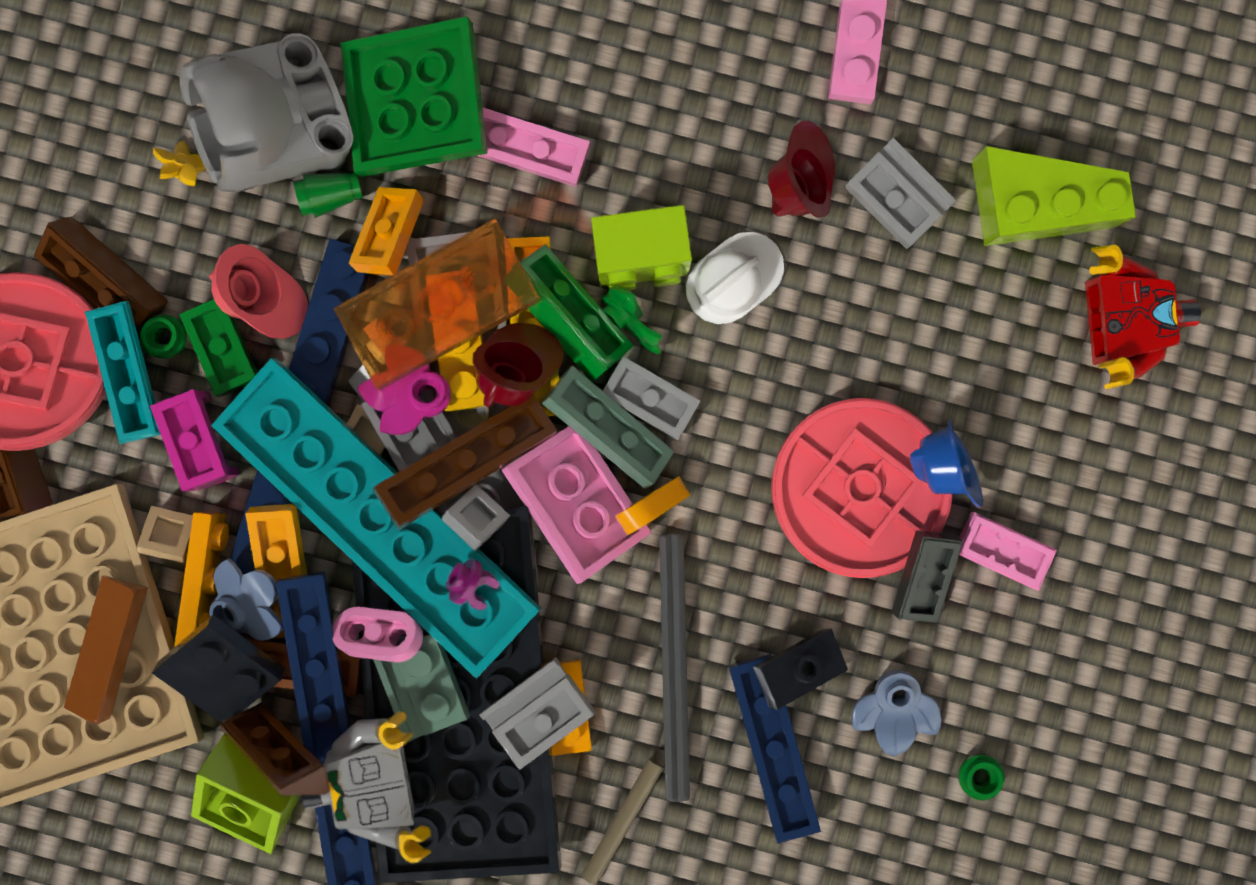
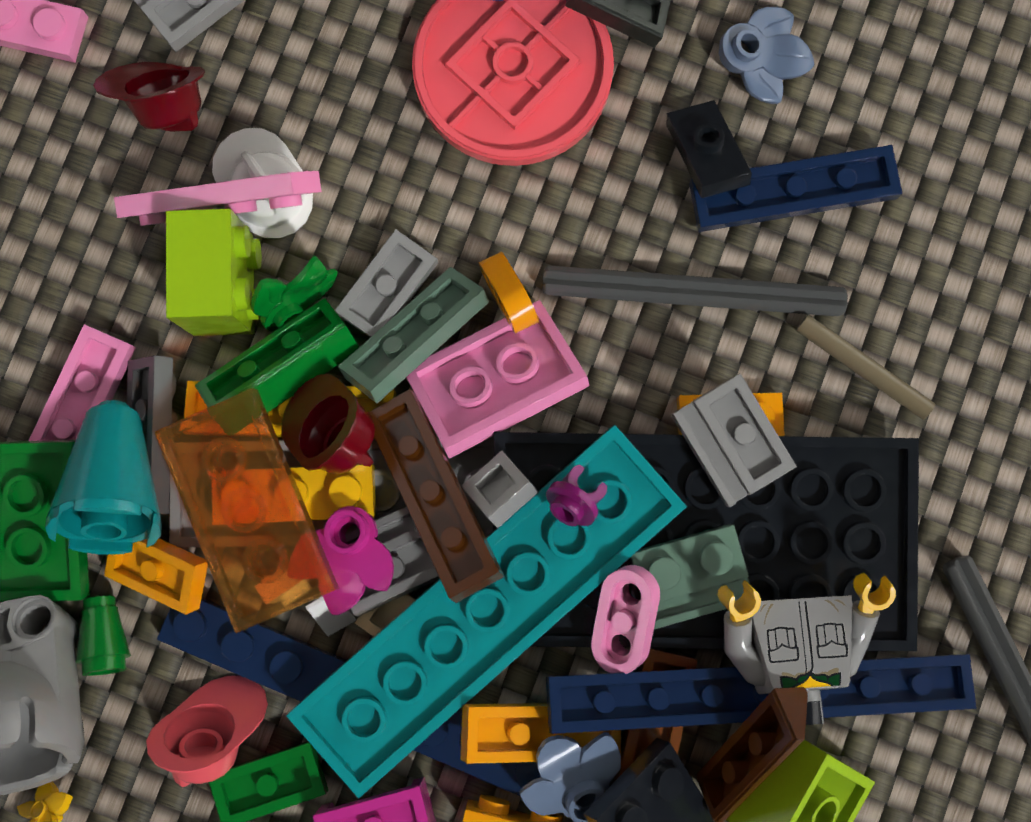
camera: 85 degrees left, 5 degrees down
(449, 183) = (107, 485): none -> teal cone
(511, 207) = (150, 393): none -> dark grey plate
(709, 261) = (239, 195): none -> bright pink plate

